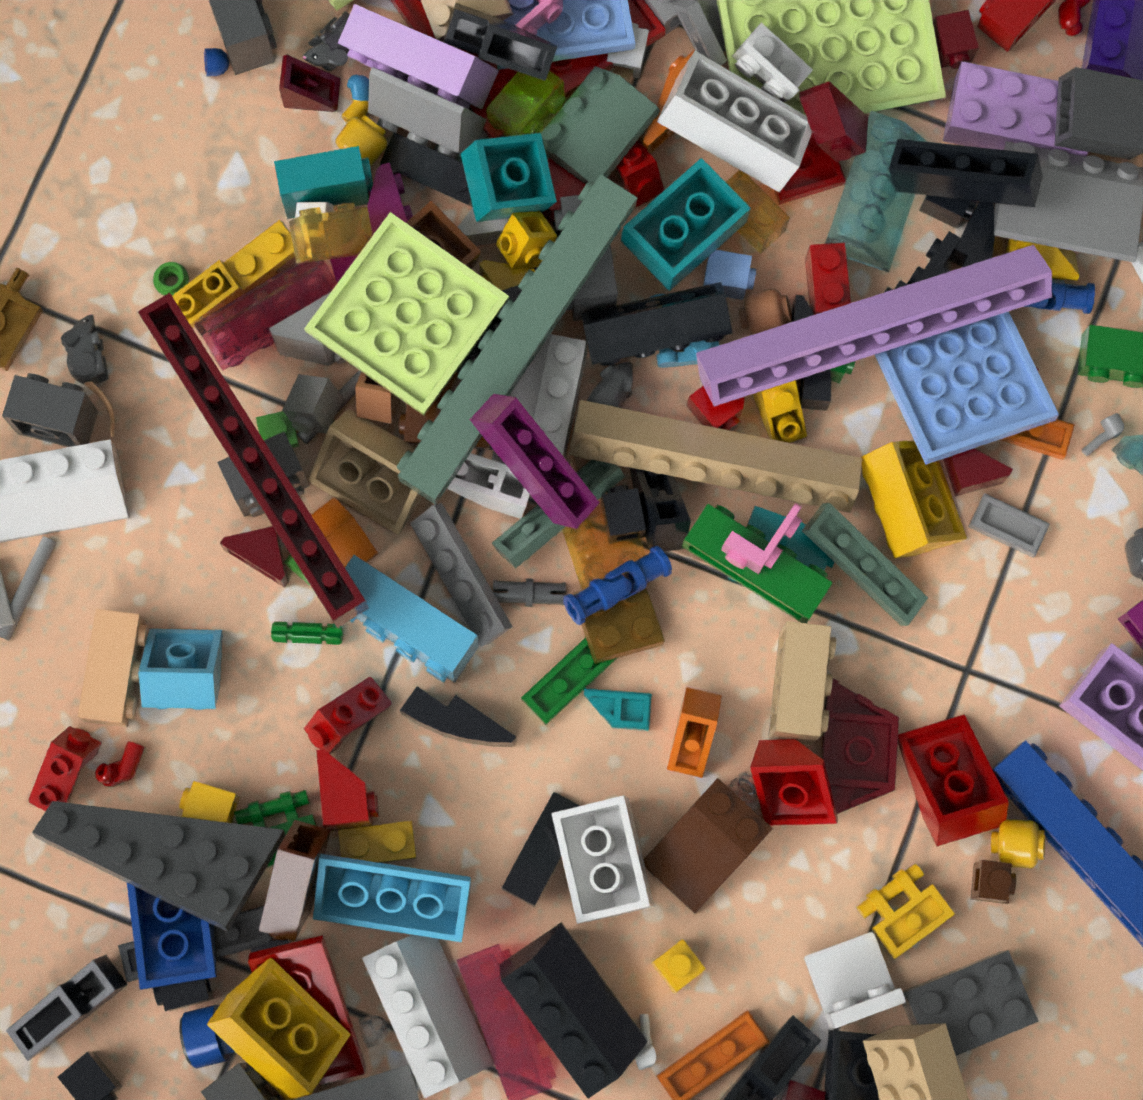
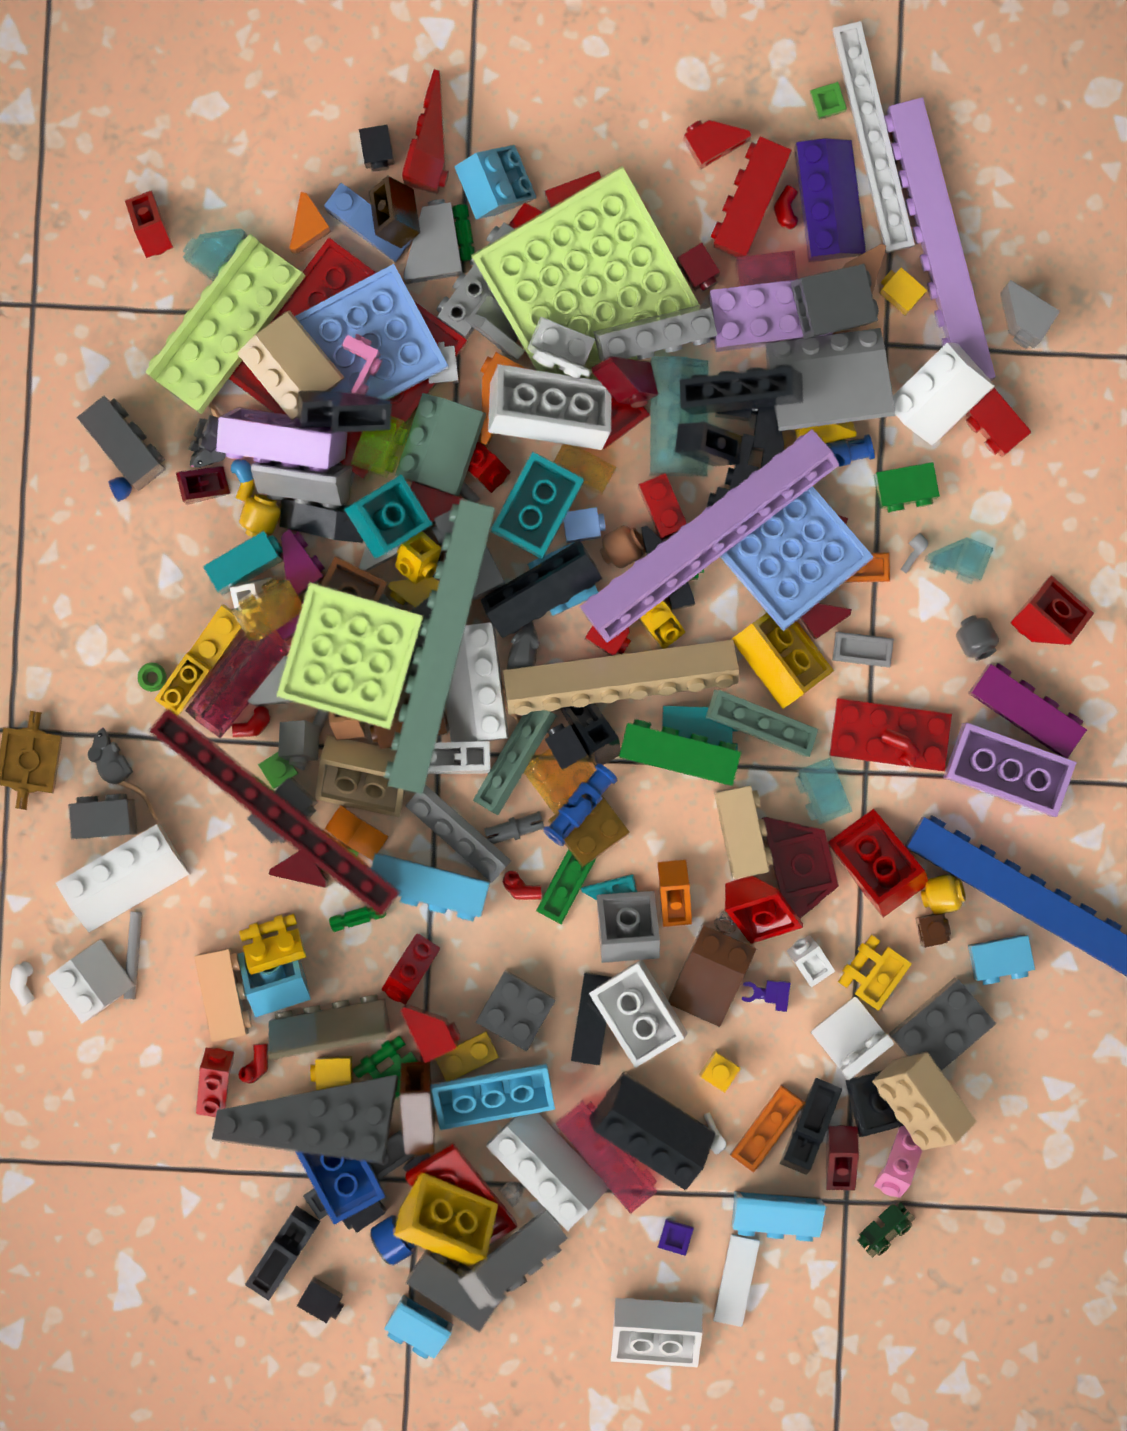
camera: 10 degrees left, 10 degrees up
(194, 636) = (275, 950): none -> yellow plate
(222, 748) = (328, 1028): none -> dark tan slope
(269, 372) = (254, 726): none -> red arm
(455, 721) = (493, 947): black slope -> none
(456, 806) = (516, 1010): none -> dark grey brick
(509, 664) = (519, 889): none -> red arm
(534, 460) = (486, 738): magenta brick -> none
(625, 752) = (628, 926): none -> light grey slope
(744, 553) = (666, 756): bright pink bracket -> none
(776, 894) = (775, 992): none -> dark purple piece
(832, 869) = (810, 960): none -> white bracket
(890, 87) = (657, 333): none -> light grey brick
(906, 225) = (708, 444): none -> black brick
(911, 671) = (823, 791): none -> clear light blue brick
(1011, 634) = (861, 725): none -> red plate
(1027, 644) = (904, 743): none -> red arm
(1032, 58) = (766, 268): none -> clear pink brick
(1066, 945) = (1001, 958): none -> medium azure brick

